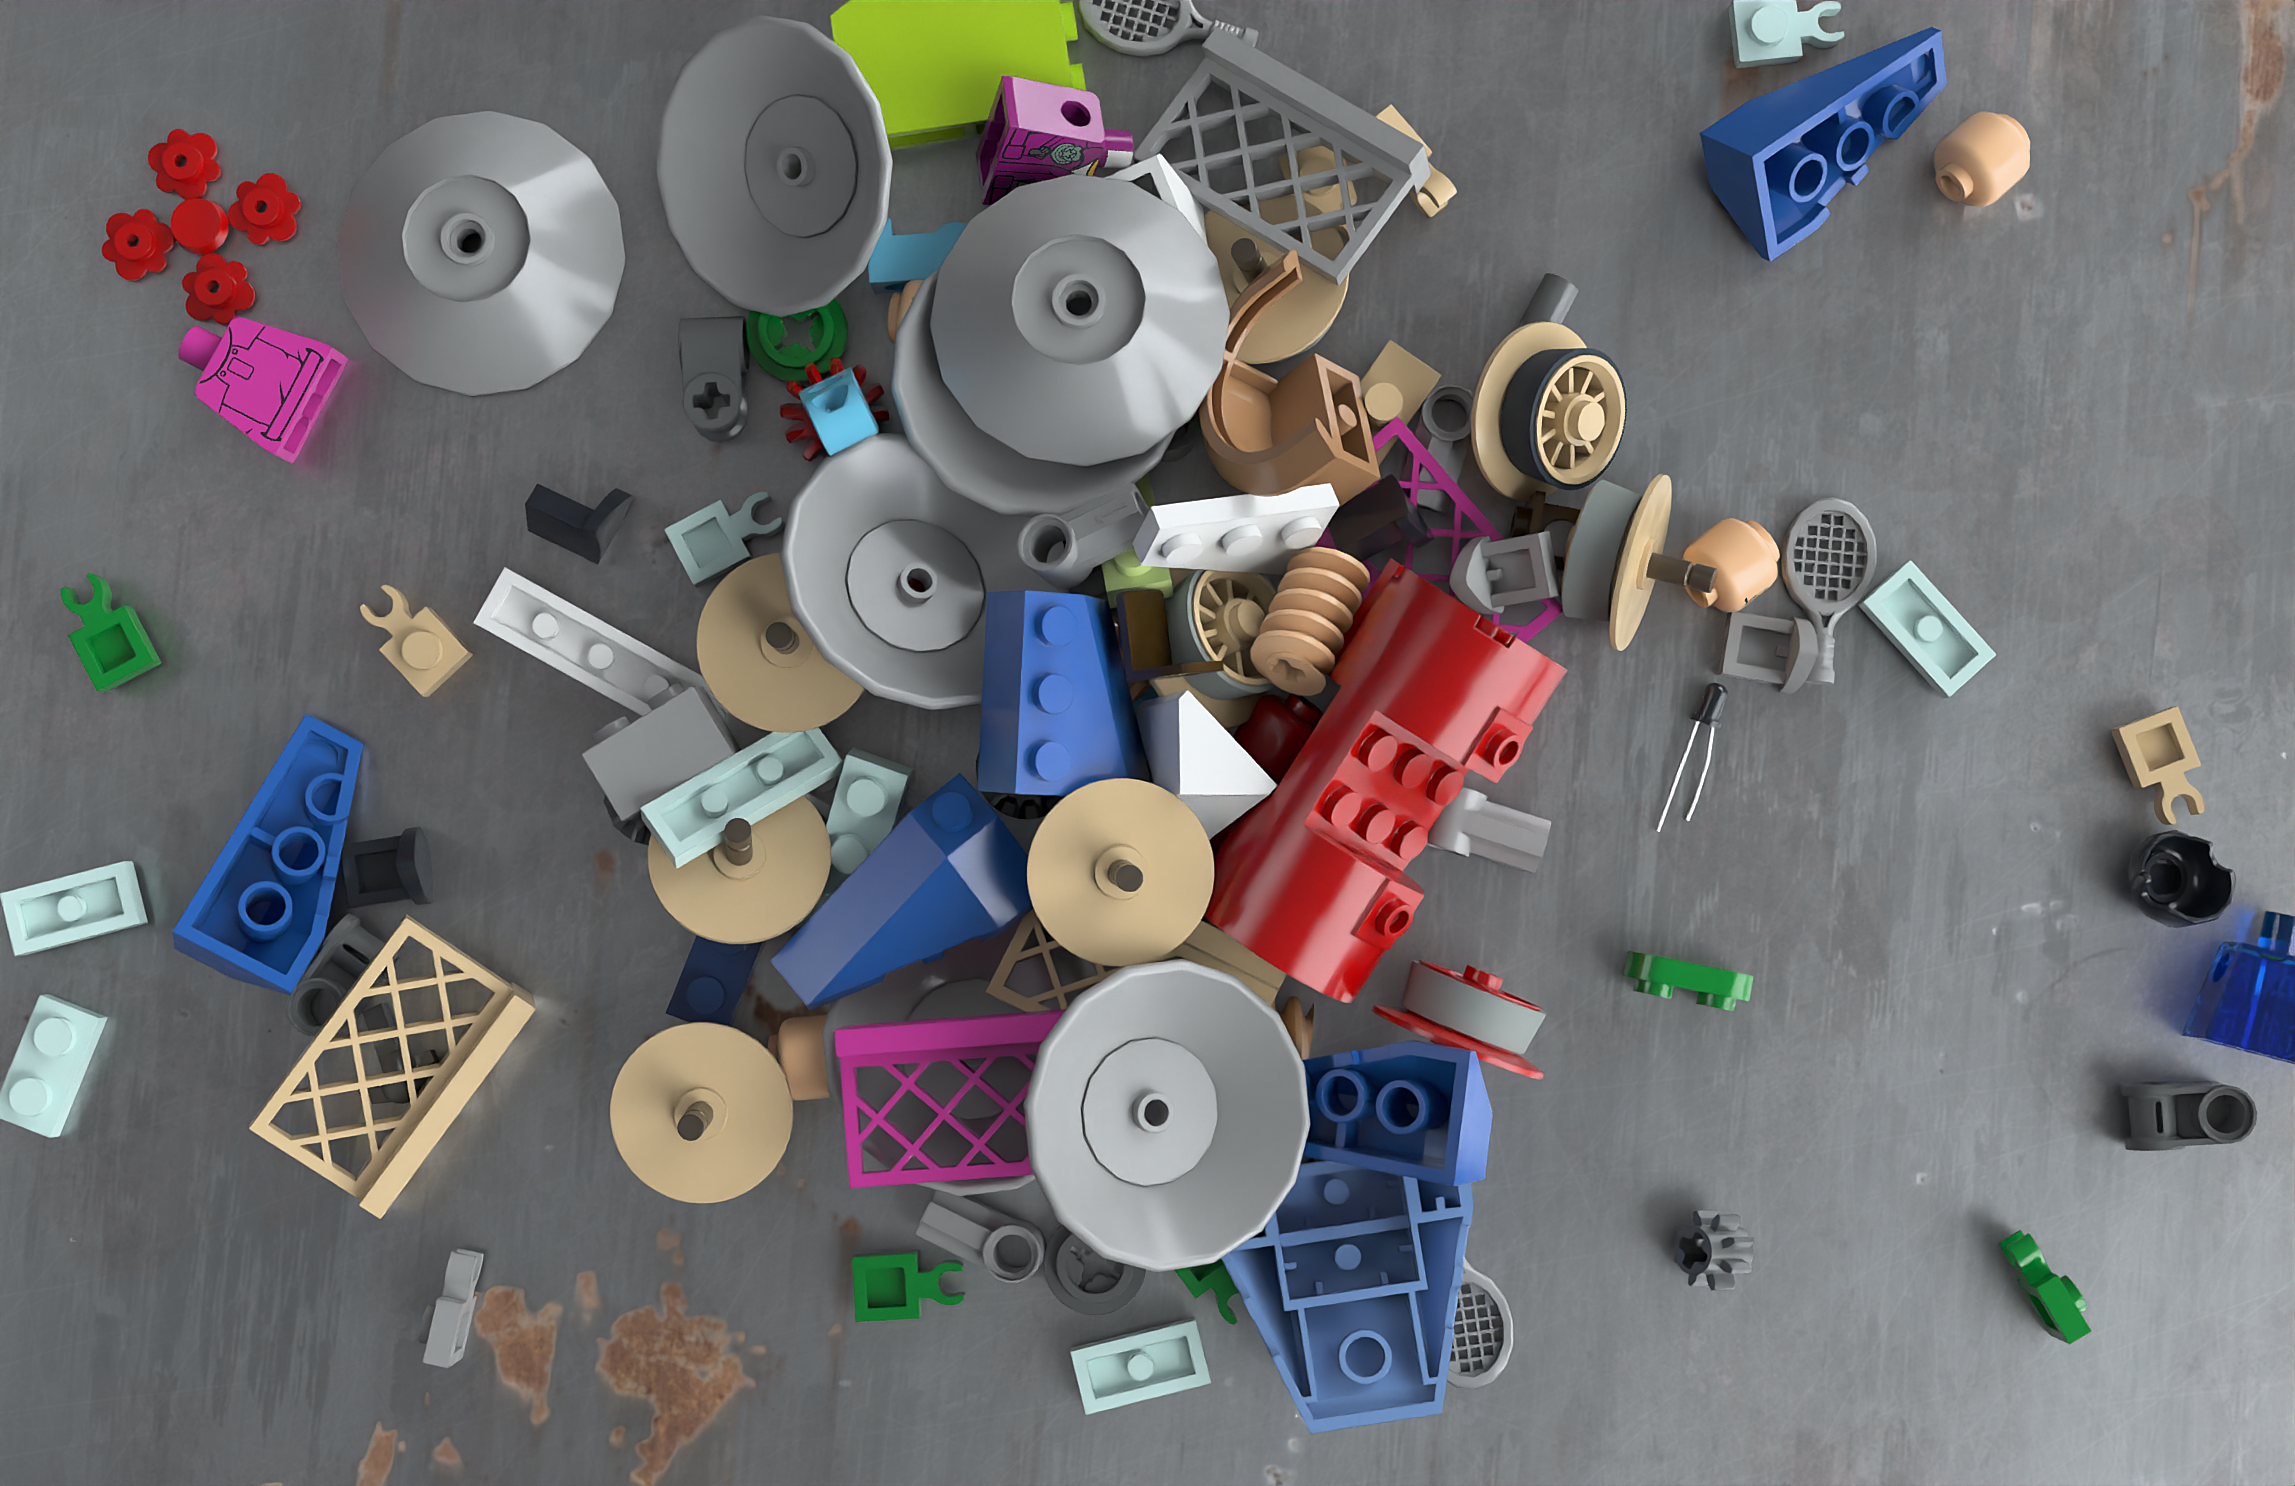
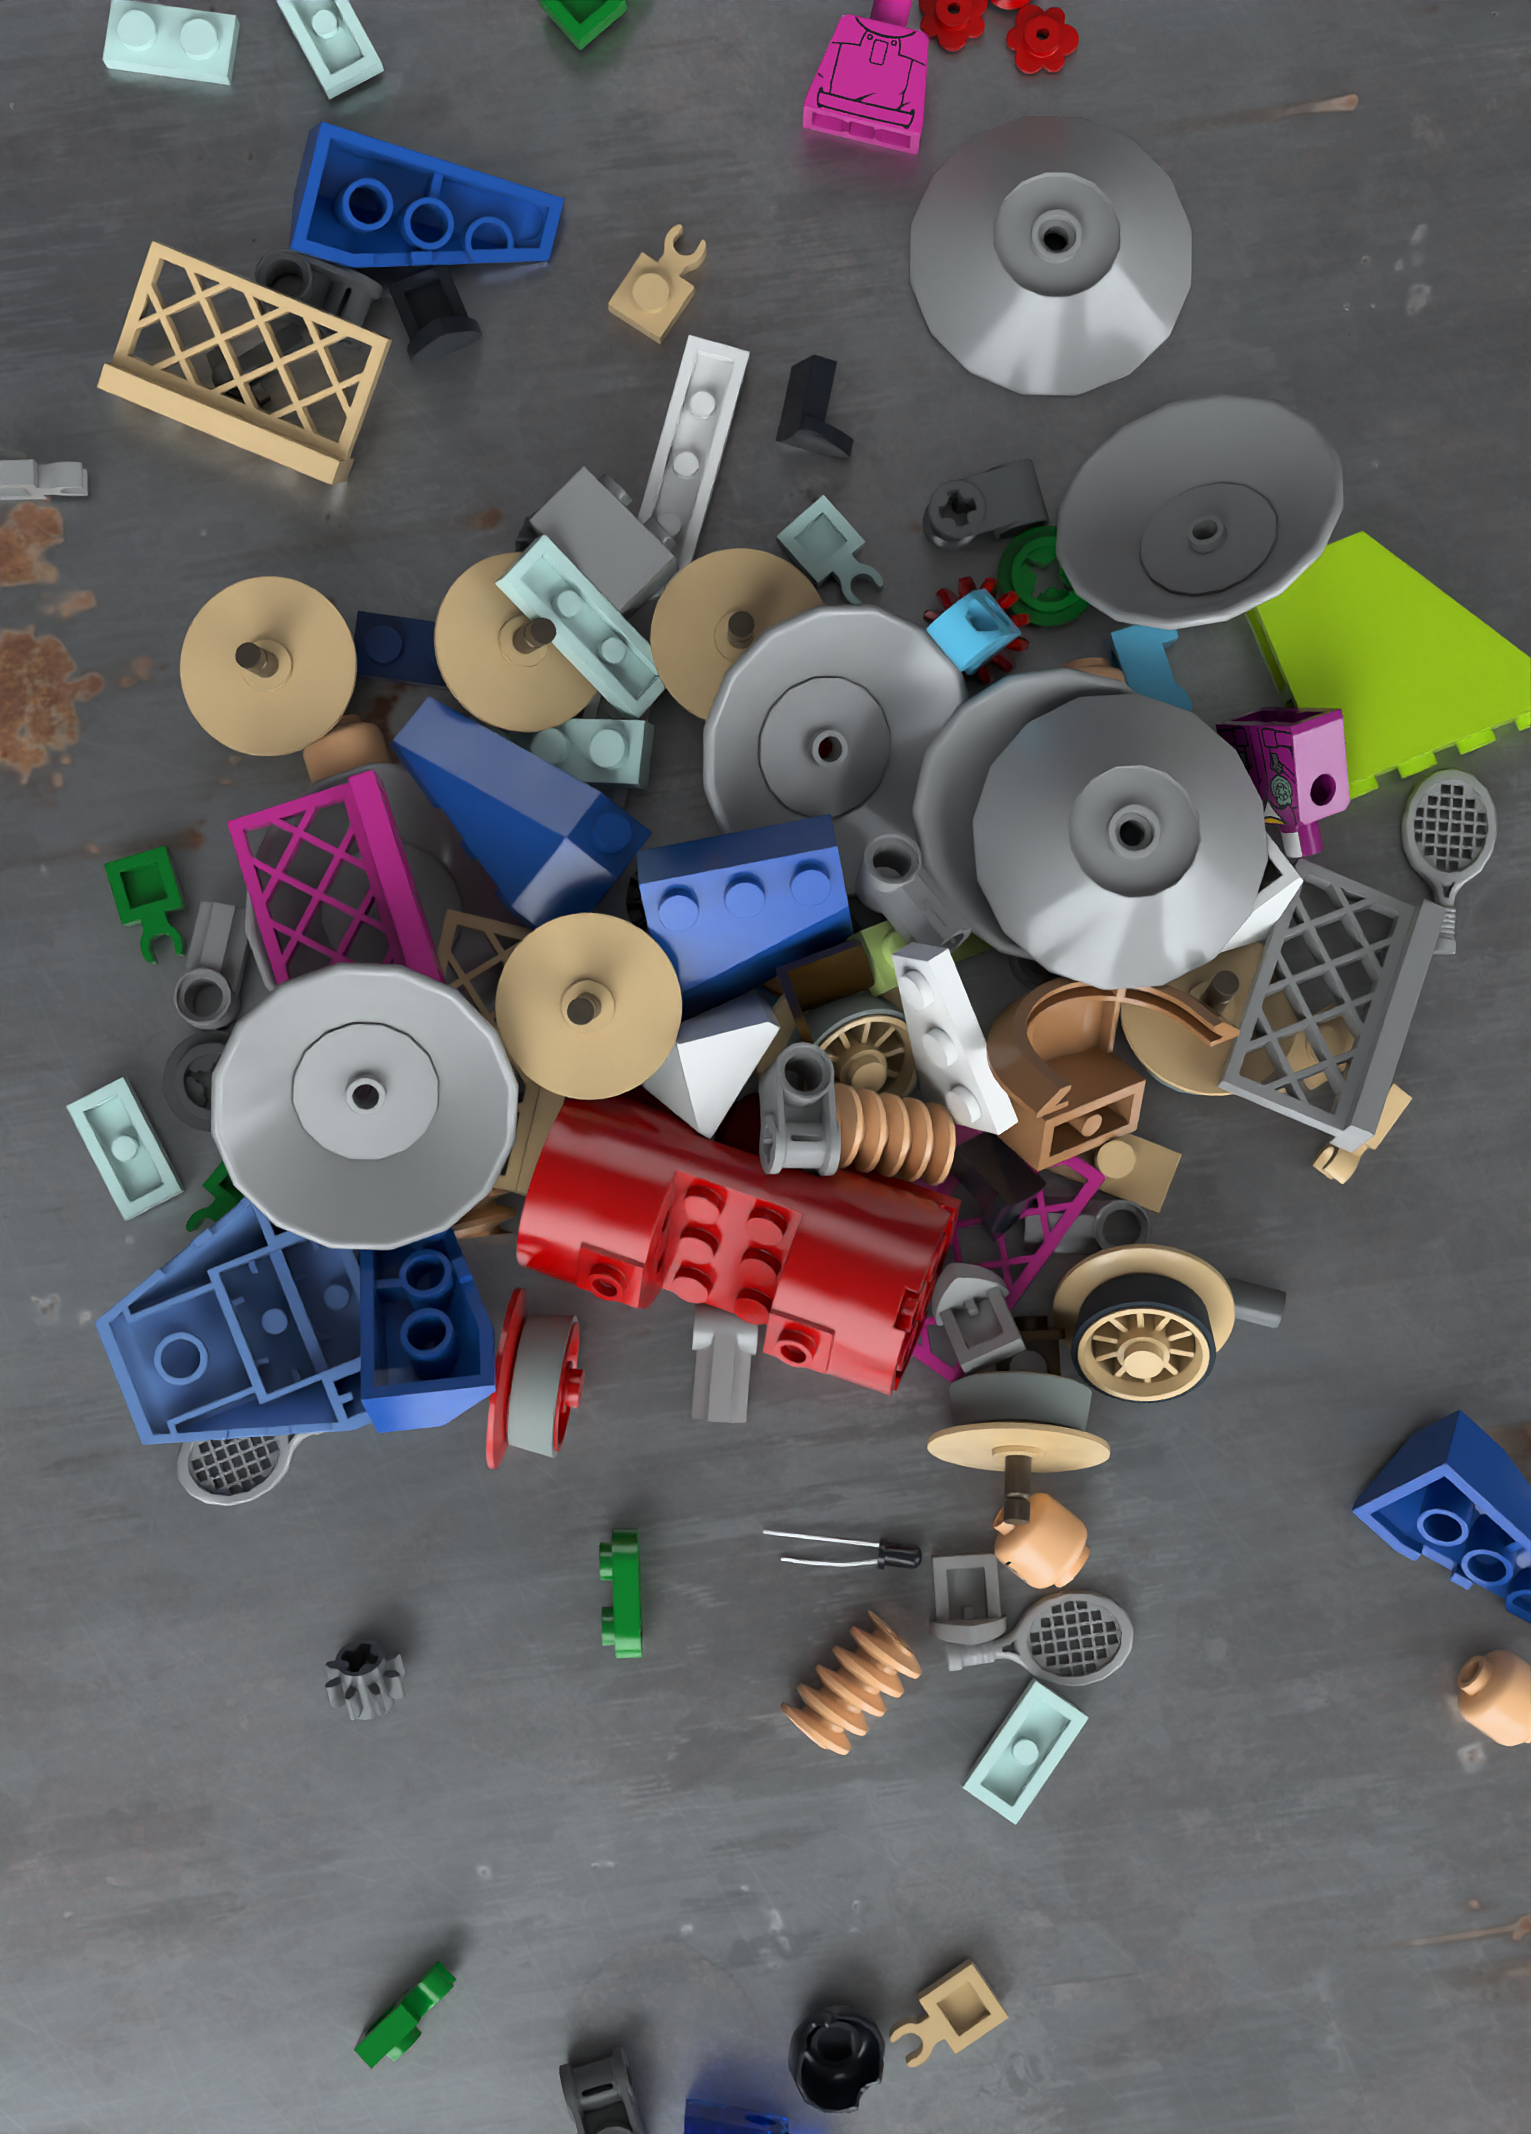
camera: 75 degrees right, 0 degrees up
(1288, 692) = (798, 1125): none -> light grey piece
(1830, 777) = (854, 1687): none -> light nougat piece

